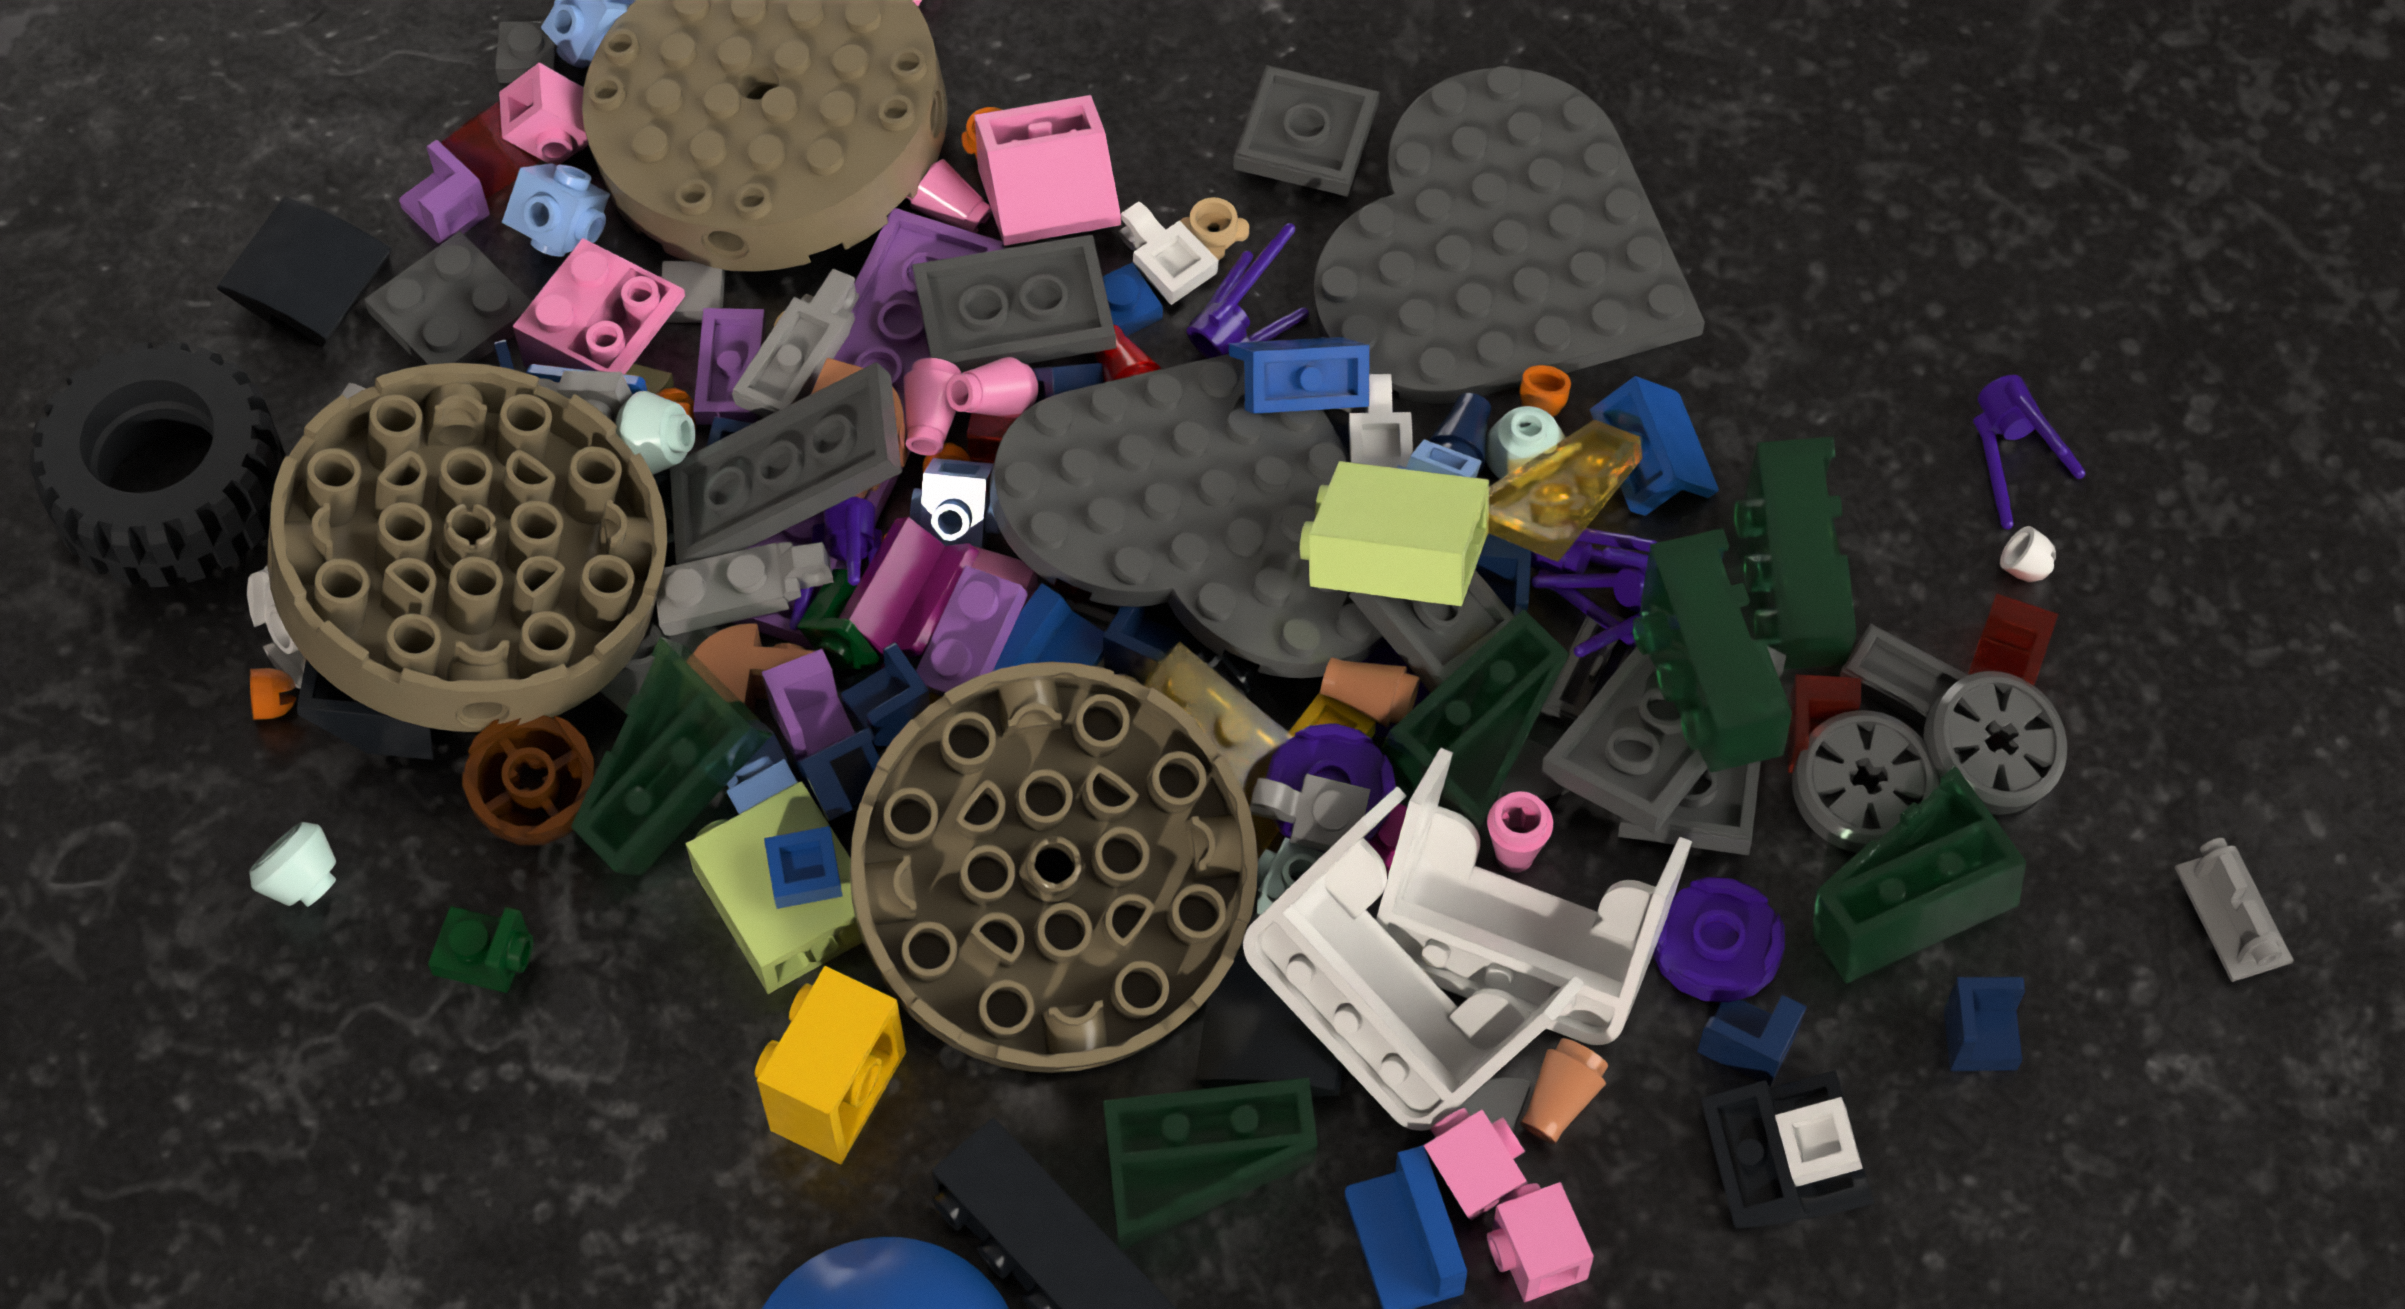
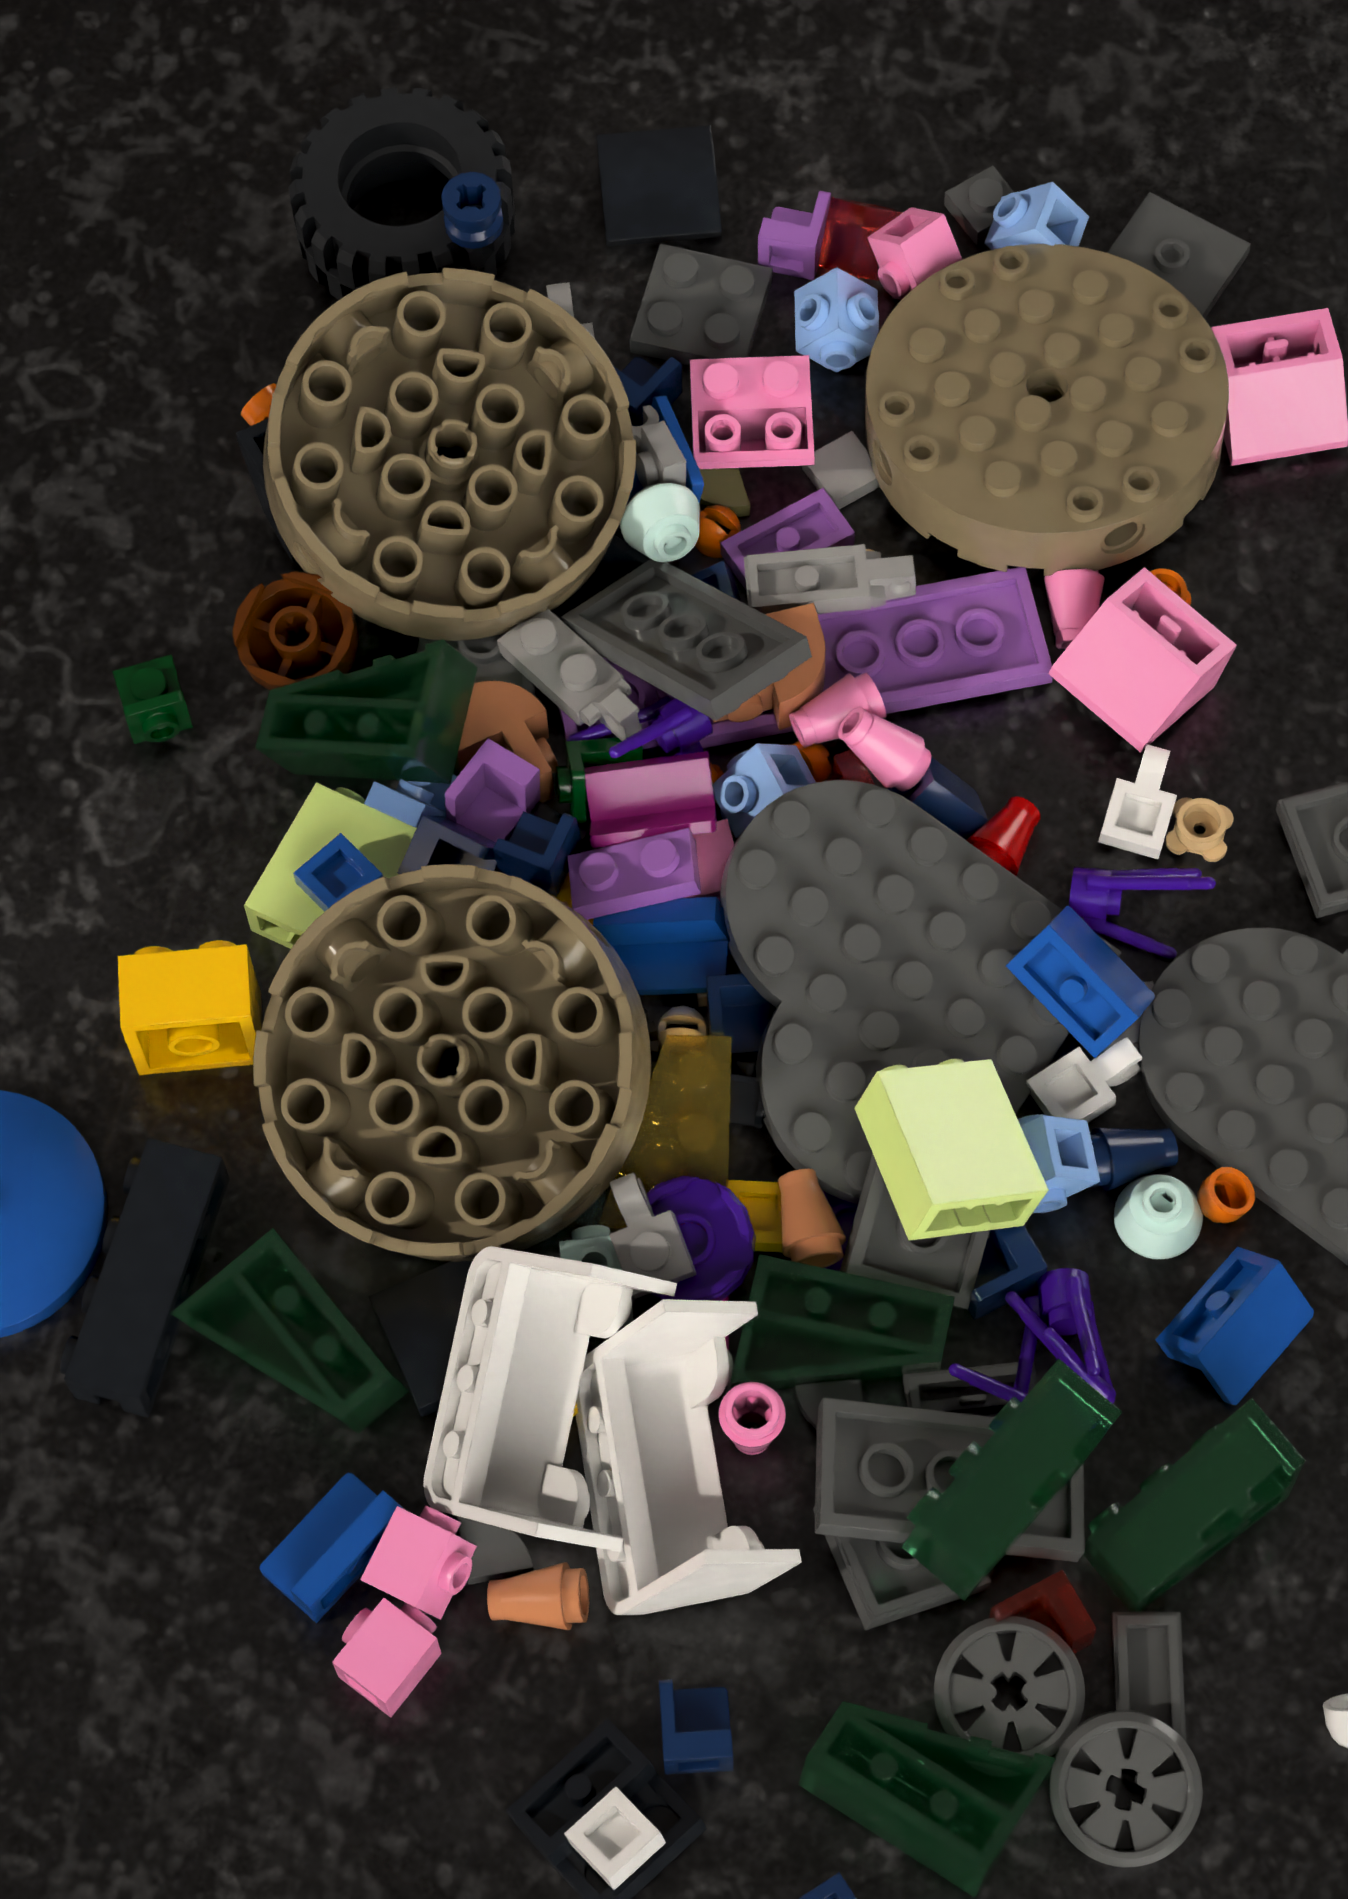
camera: 60 degrees right, 5 degrees up
(259, 397) = (469, 225): none -> dark blue wheel
(295, 866) = (131, 526): light aqua cone -> none
(1015, 304) = (985, 716): dark grey plate -> none
(1131, 300) = (1072, 801): blue plate -> none
(1562, 489) = (1111, 1262): clear yellow wing -> none
(1720, 941) = (772, 1651): dark purple tile -> none
(2014, 639) = (1238, 1753): clear red panel -> none

